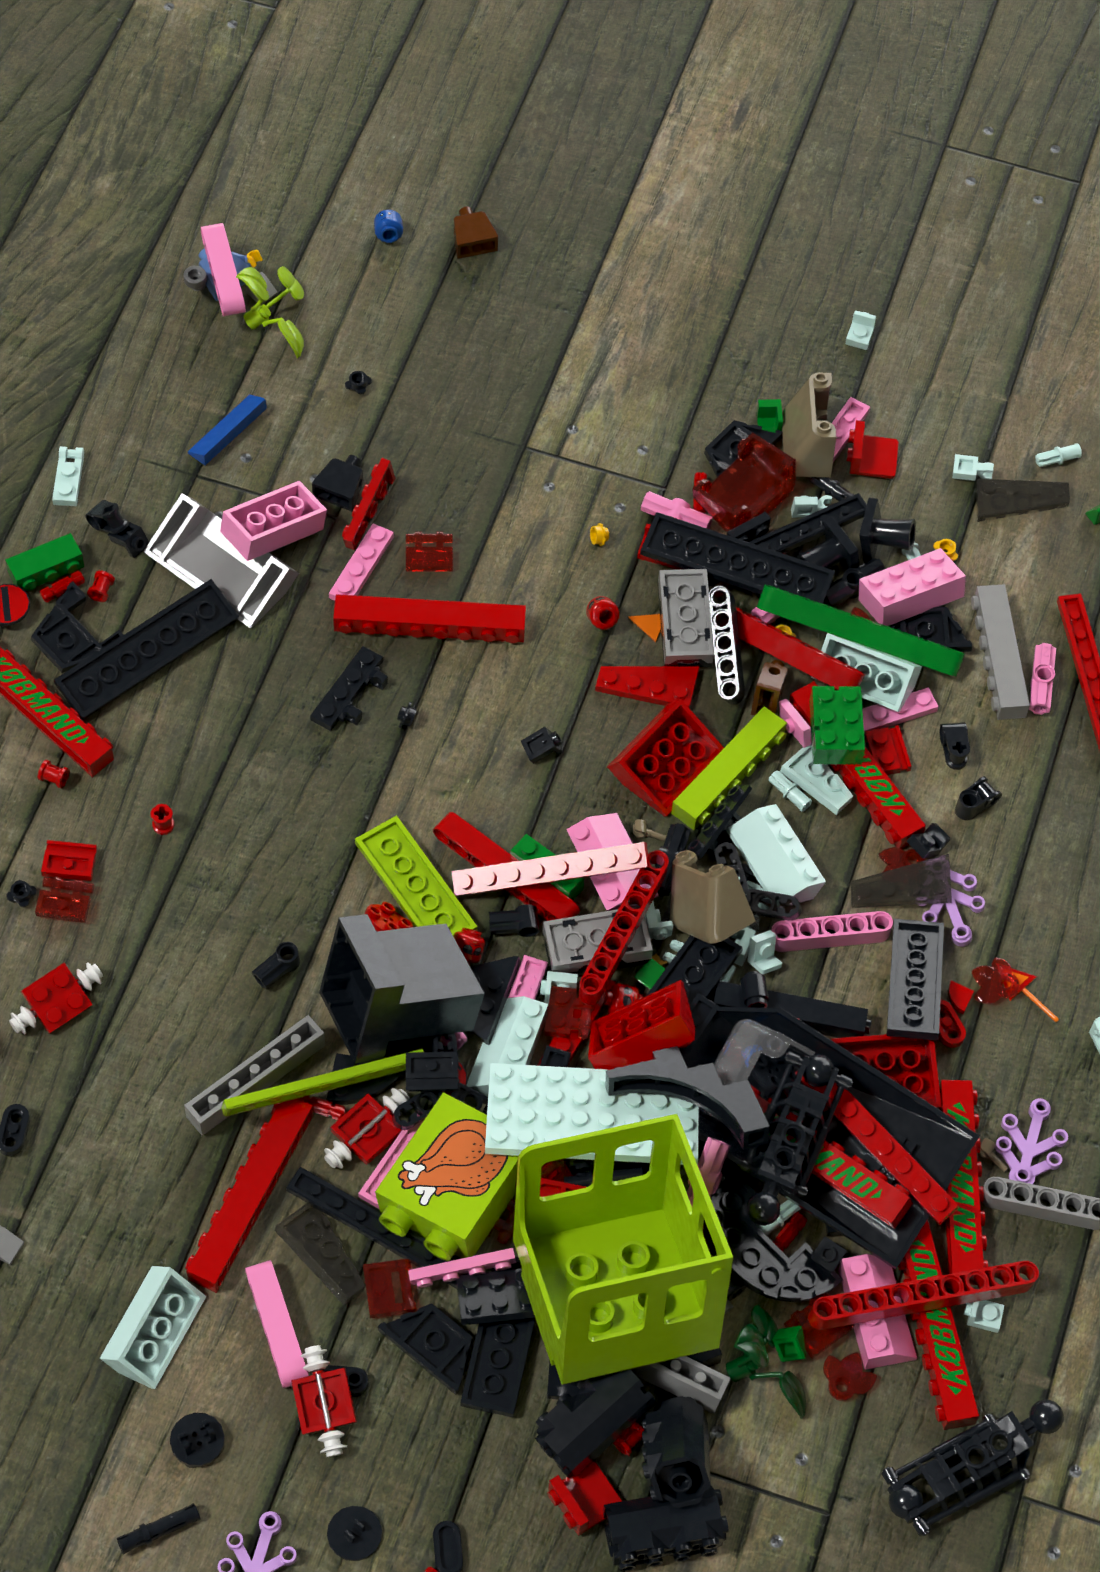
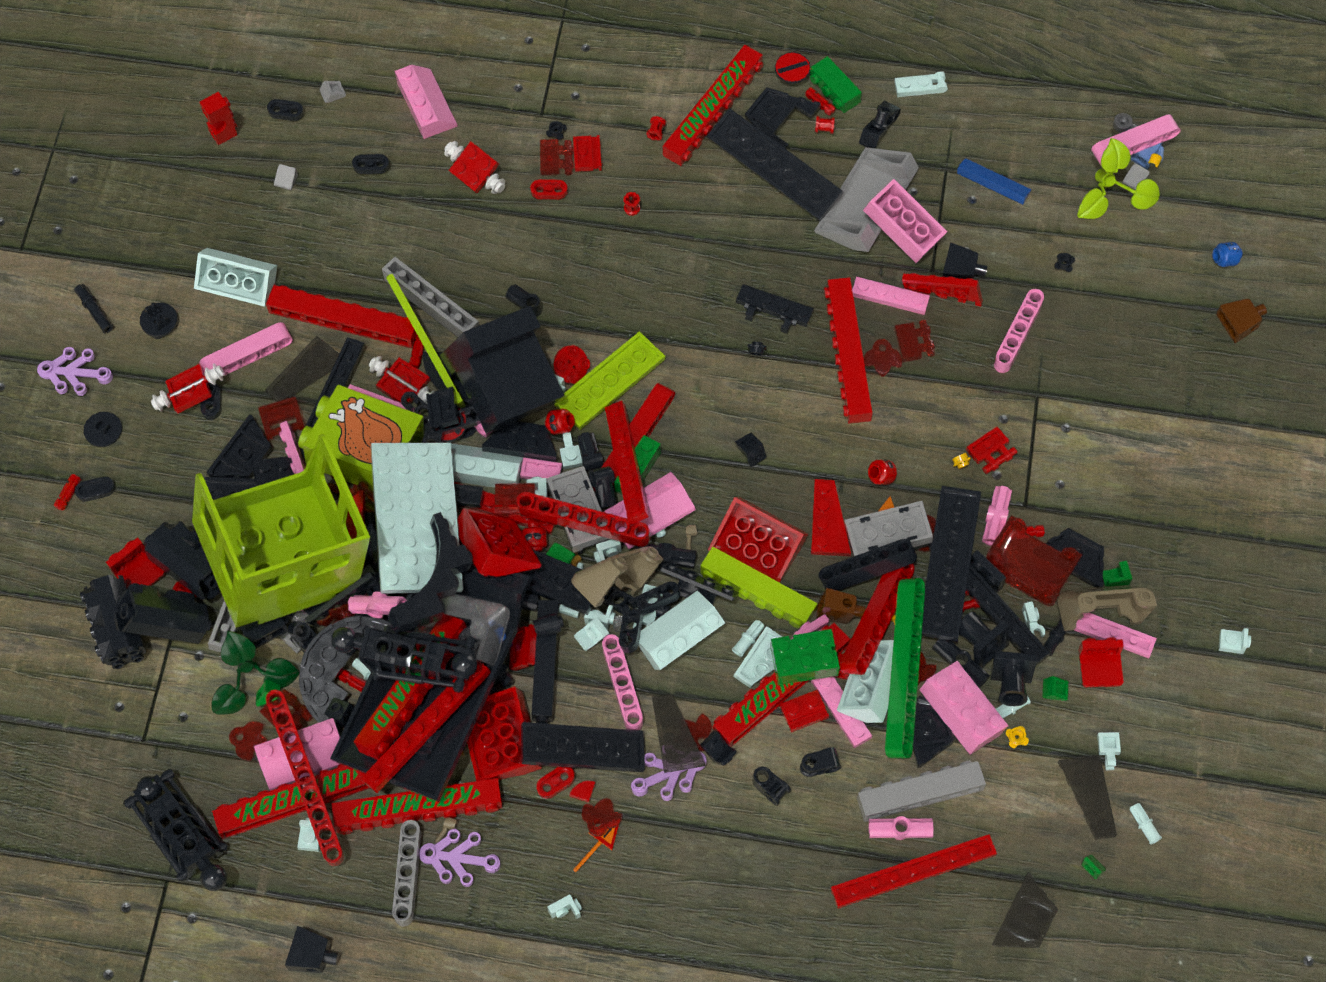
camera: 85 degrees right, 5 degrees up
(113, 915) = (549, 189): none -> red plate
(430, 435) = (1017, 338): none -> bright pink beam
(447, 587) = (882, 359): none -> clear red plate
(510, 945) = (570, 454): none -> light aqua plate
(572, 904) = (602, 481): none -> black piece
(585, 505) = (988, 445): none -> red plate
(892, 505) = (1055, 688): none -> green slope

